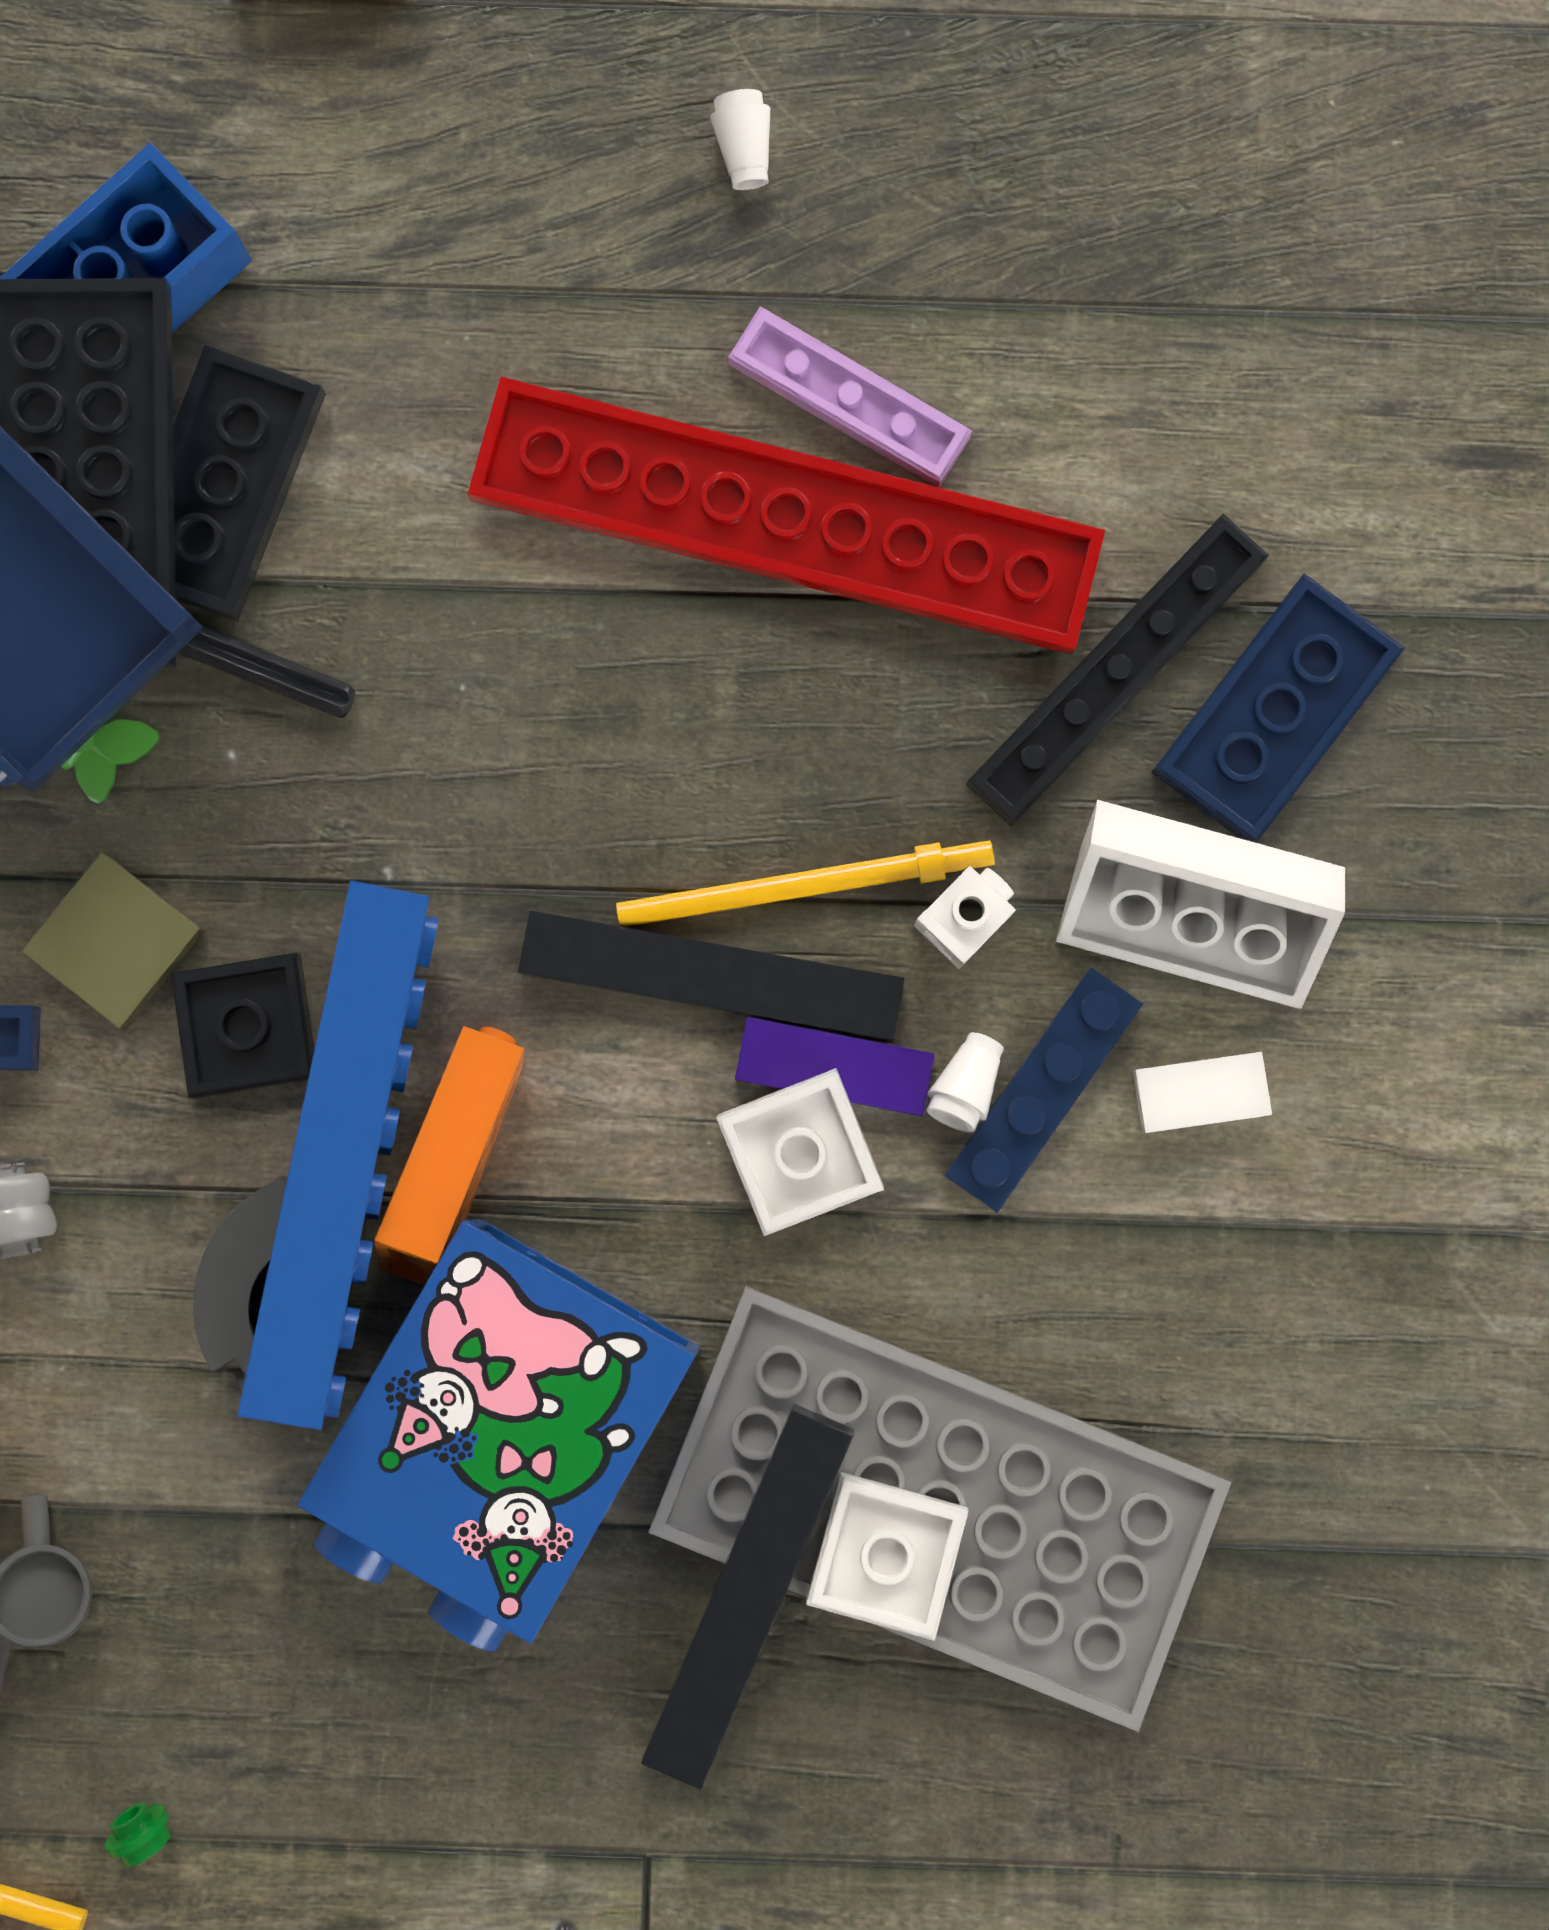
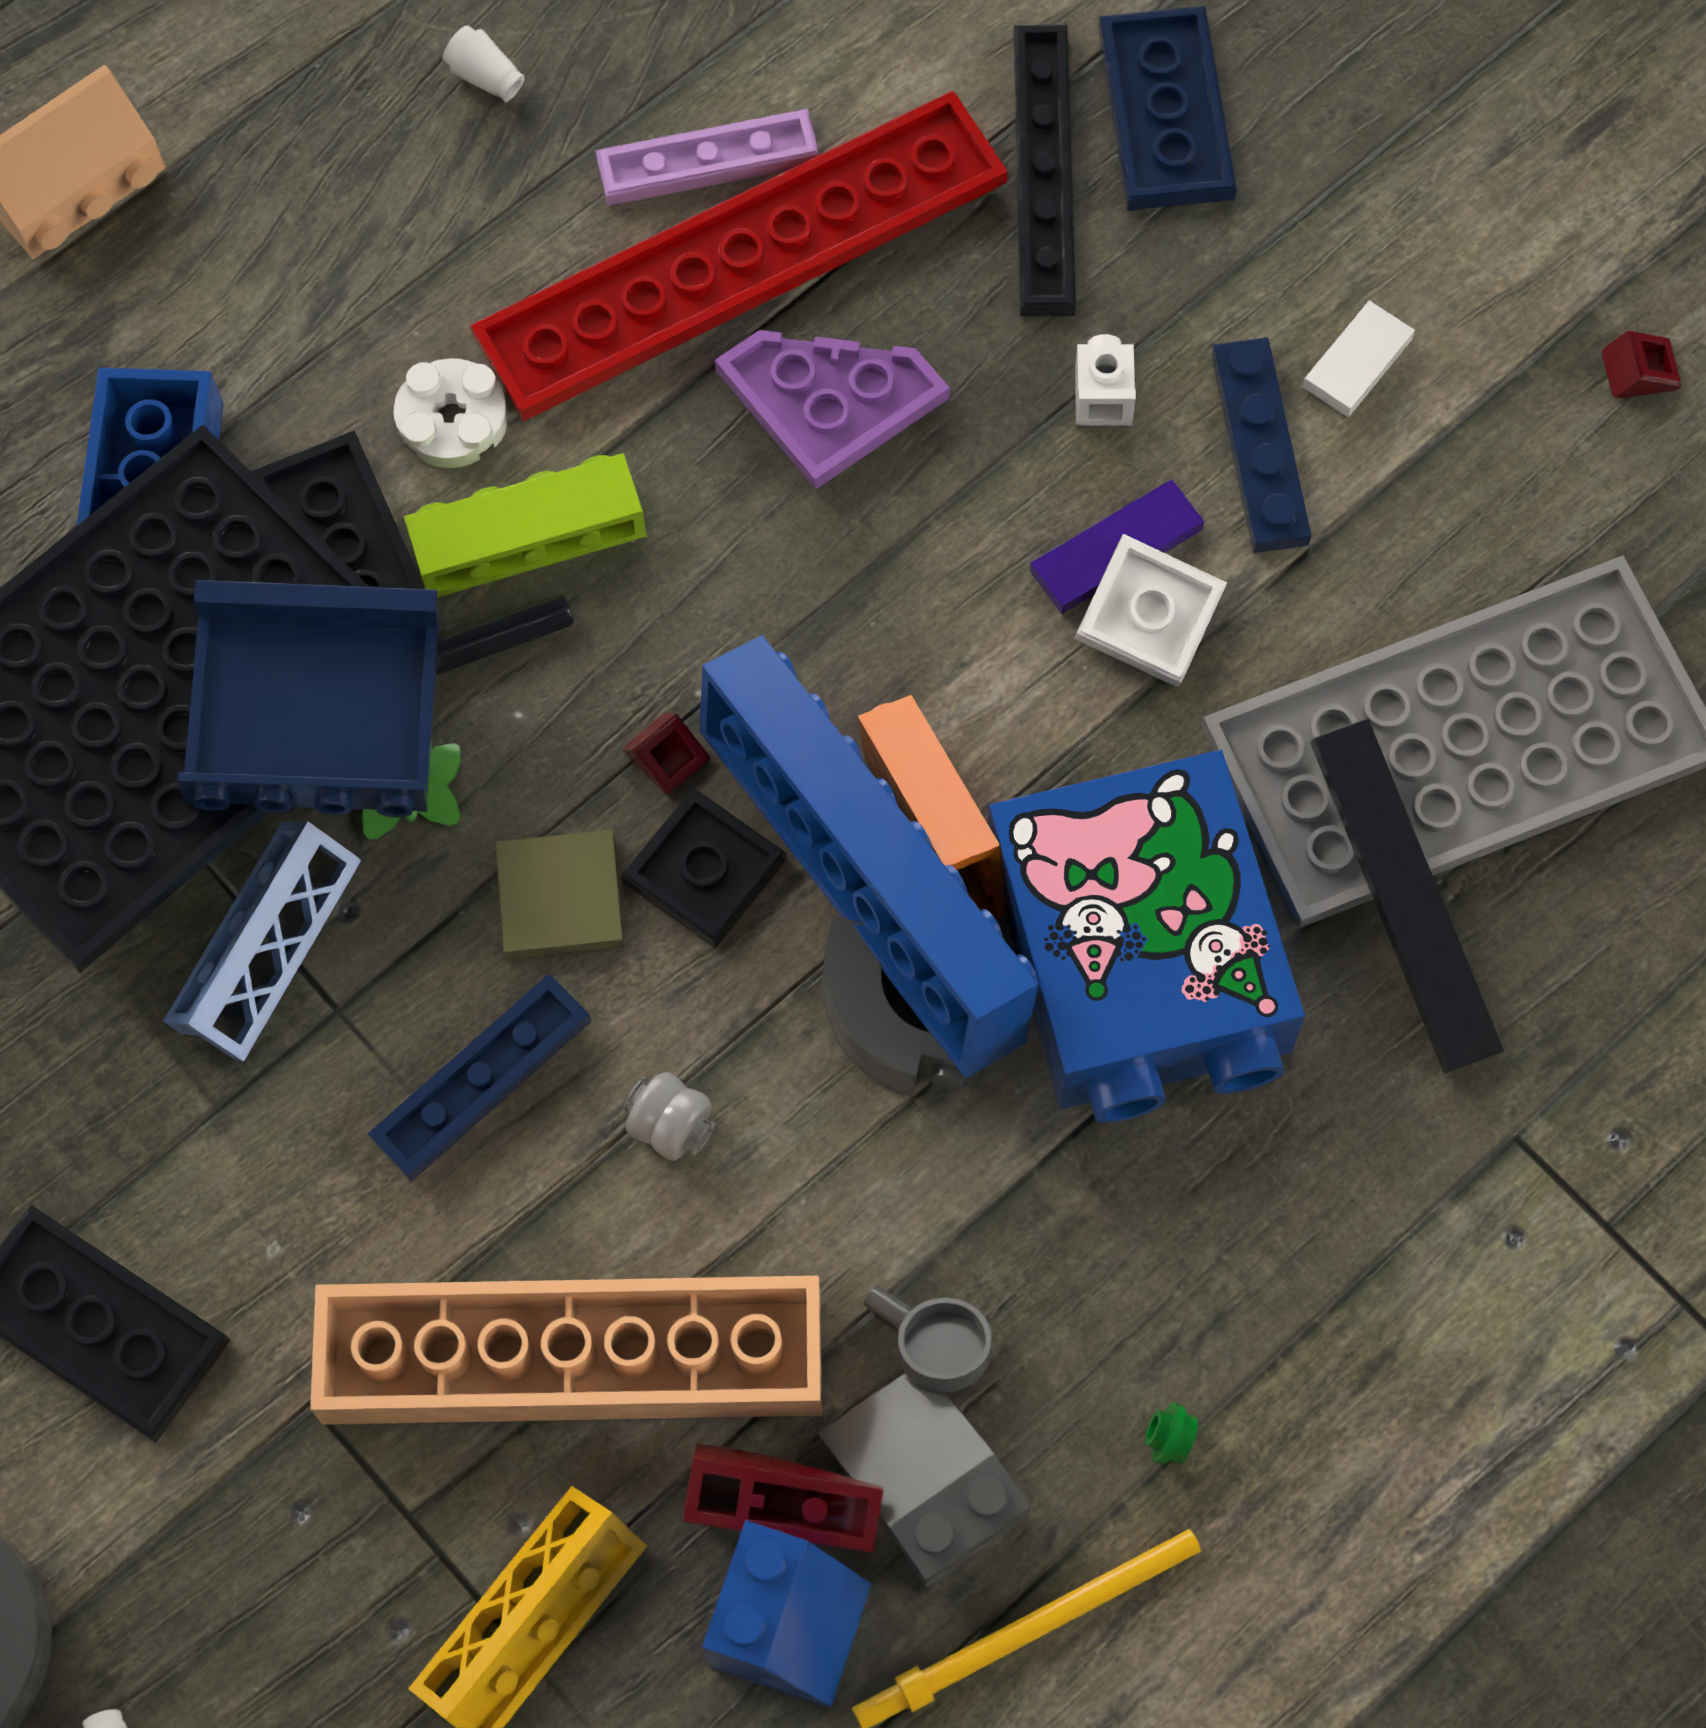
camera: 45 degrees left, 15 degrees down
(308, 898) = (667, 752): none -> dark red slope
(377, 598) = (526, 524): none -> lime brick
(420, 402) = (443, 383): none -> white plate
(711, 975) = (977, 564): black tile -> none
(731, 714) = (829, 396): none -> medium lavender plate
(887, 1556) = (1465, 788): white tile -> none
(927, 863) = (1045, 379): yellow bar -> none
(967, 1083) = (1212, 480): white cone -> none
(1202, 904) = (1242, 249): white slope -> none
(1433, 1324) = (1640, 365): none -> dark red slope

